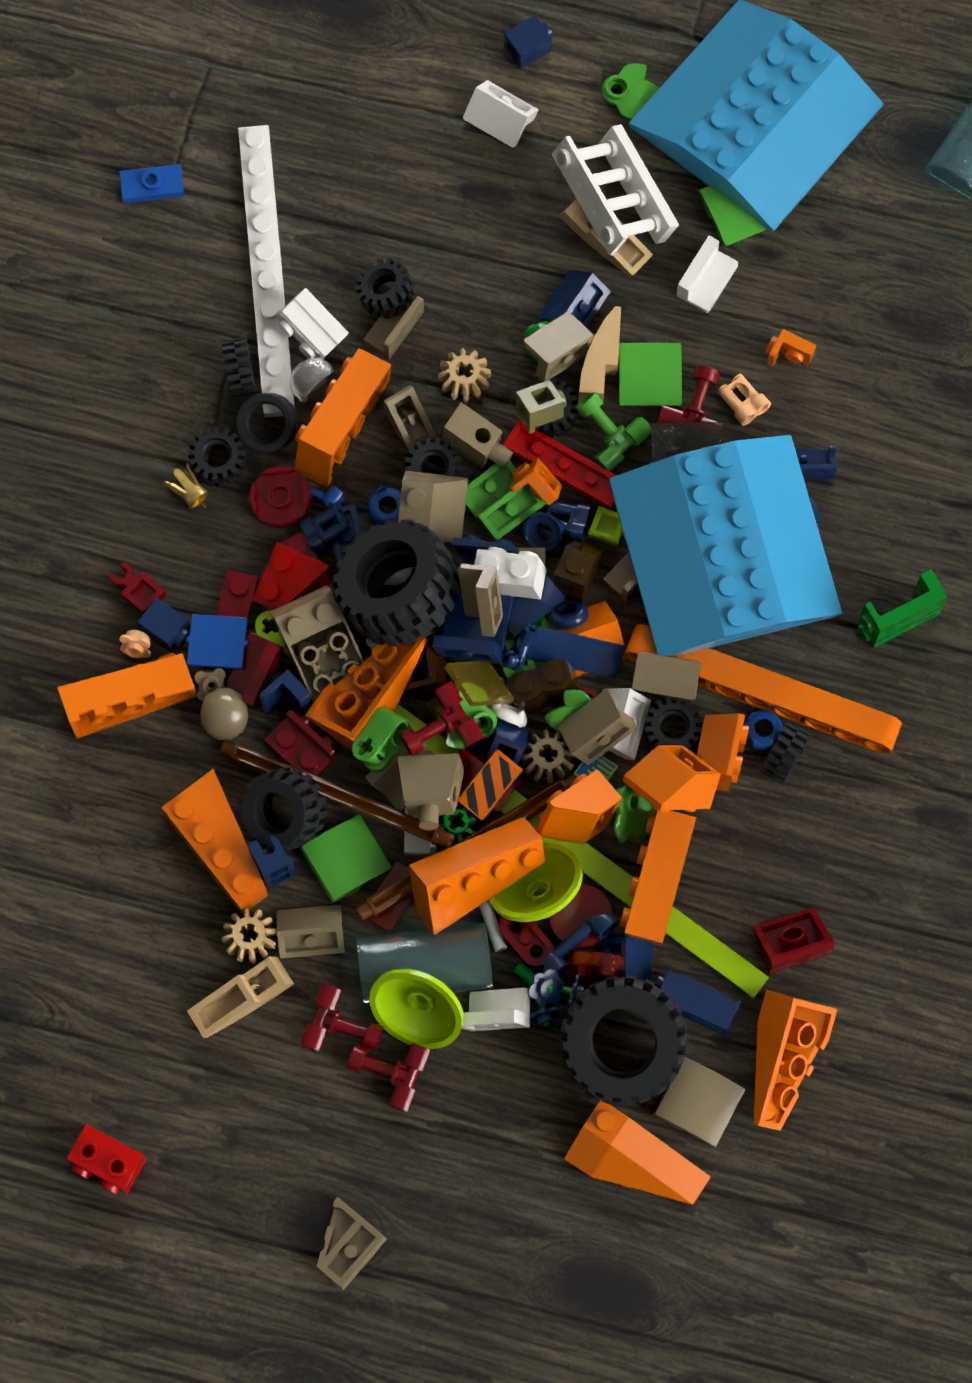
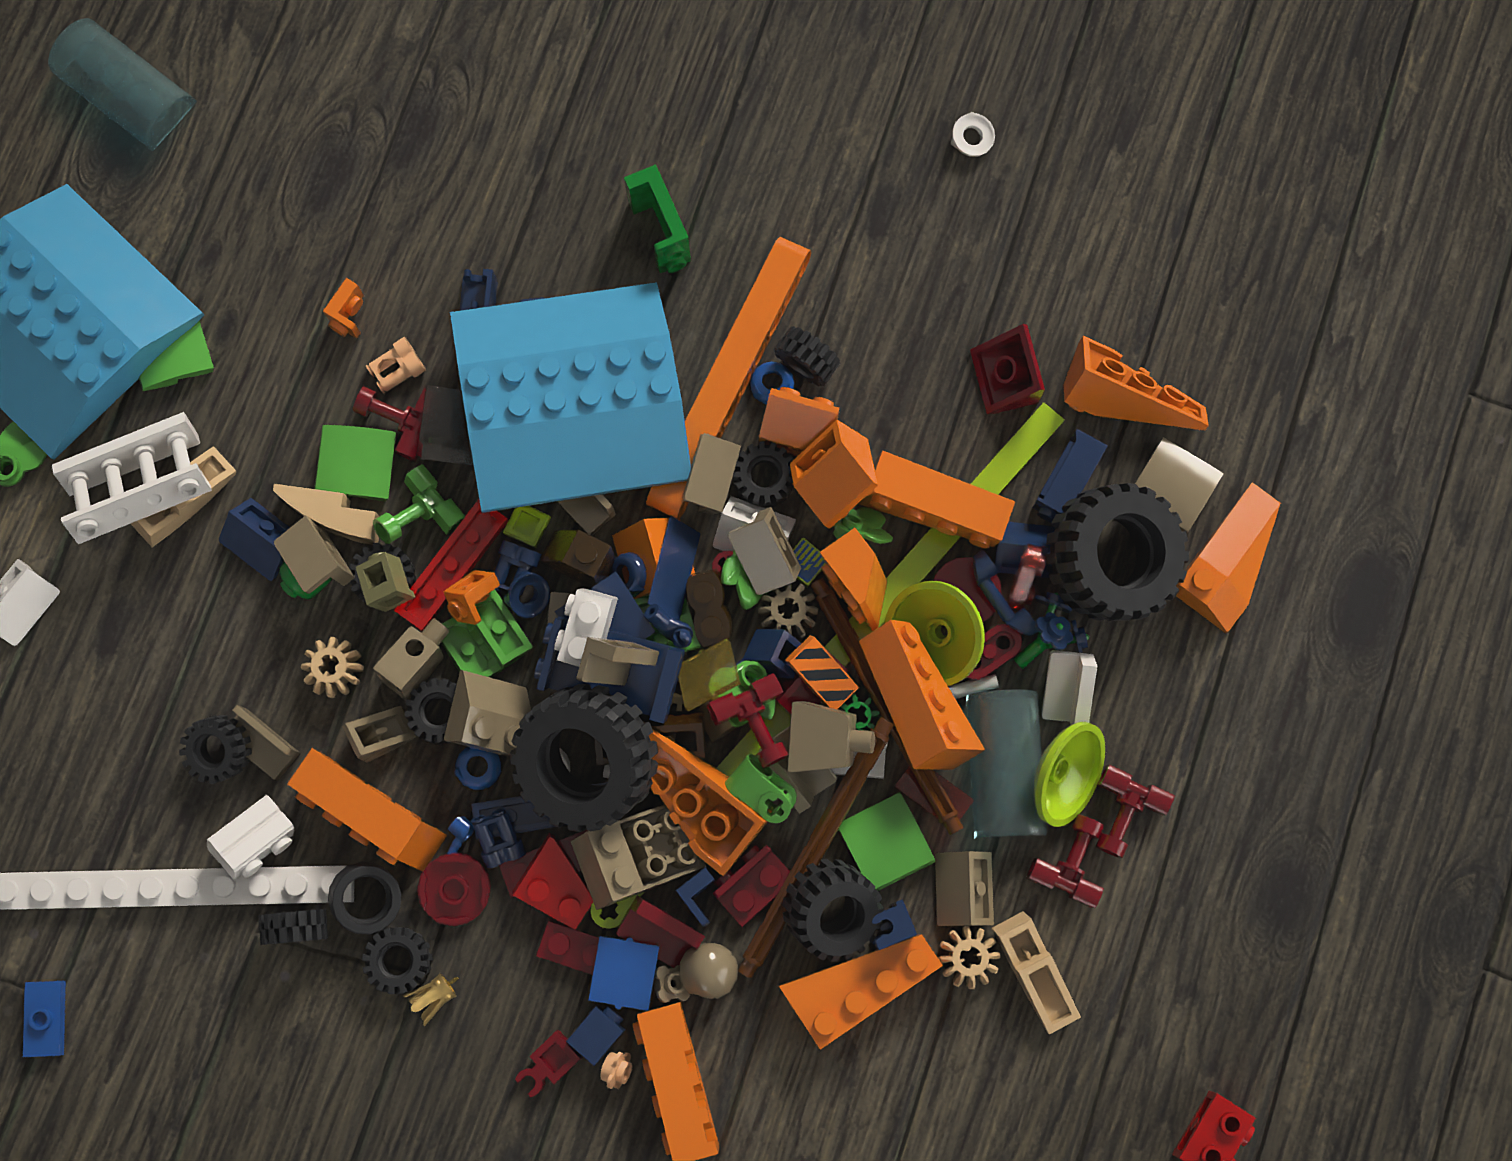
camera: 85 degrees left, 5 degrees up
(309, 376) = (315, 844): clear hair -> none
(348, 1245) = (1315, 871): dark tan wing -> none
(509, 714) = (741, 644): white piece -> none
(706, 276) = (247, 391): white panel -> none

